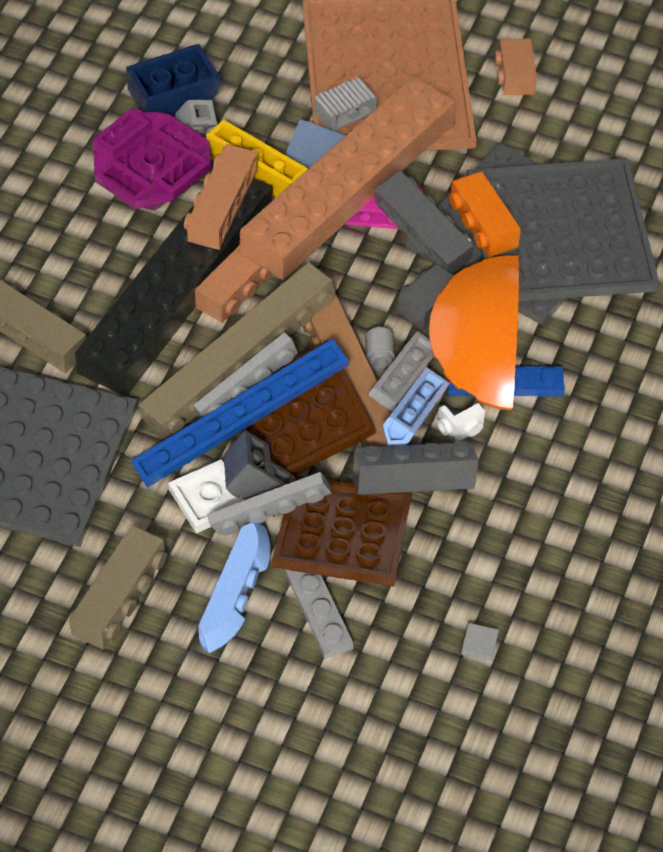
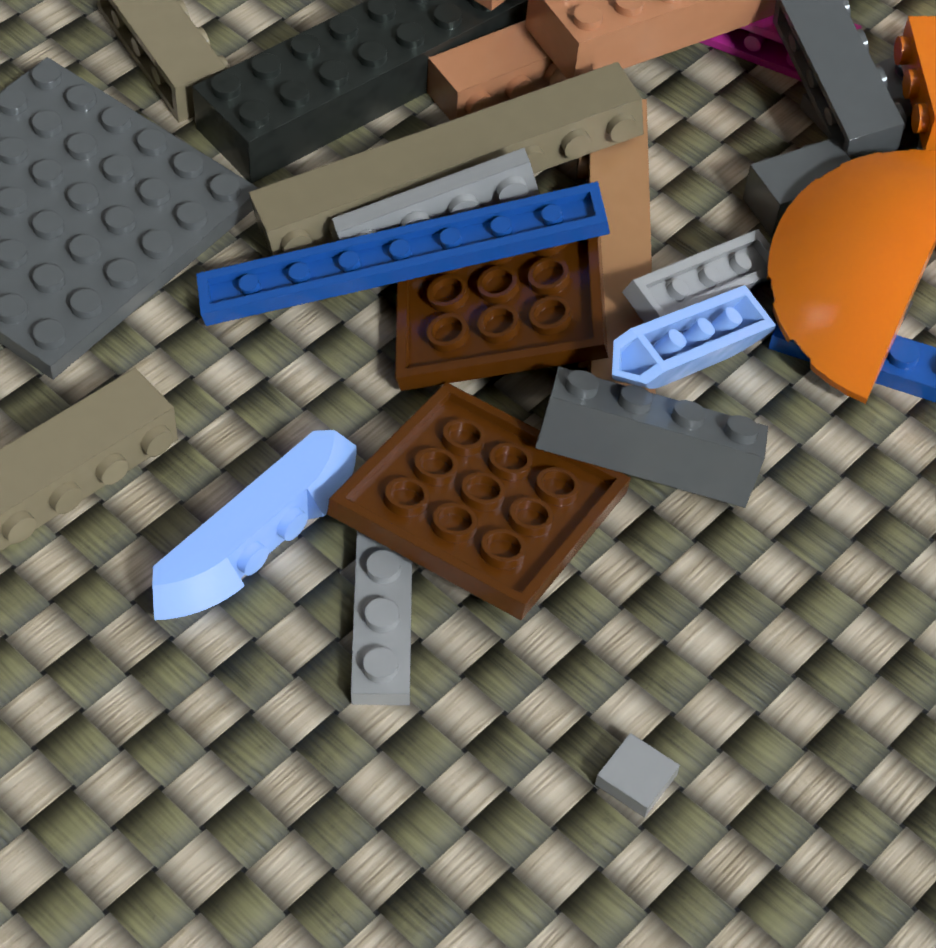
camera: 20 degrees right, 0 degrees up
(202, 494) = (293, 369): white plate -> none
(250, 468) = (375, 363): dark grey brick -> none
(279, 500) = (375, 408): light grey plate -> none
(379, 348) = (684, 232): light grey brick -> none
(461, 425) = (771, 396): white bracket -> none

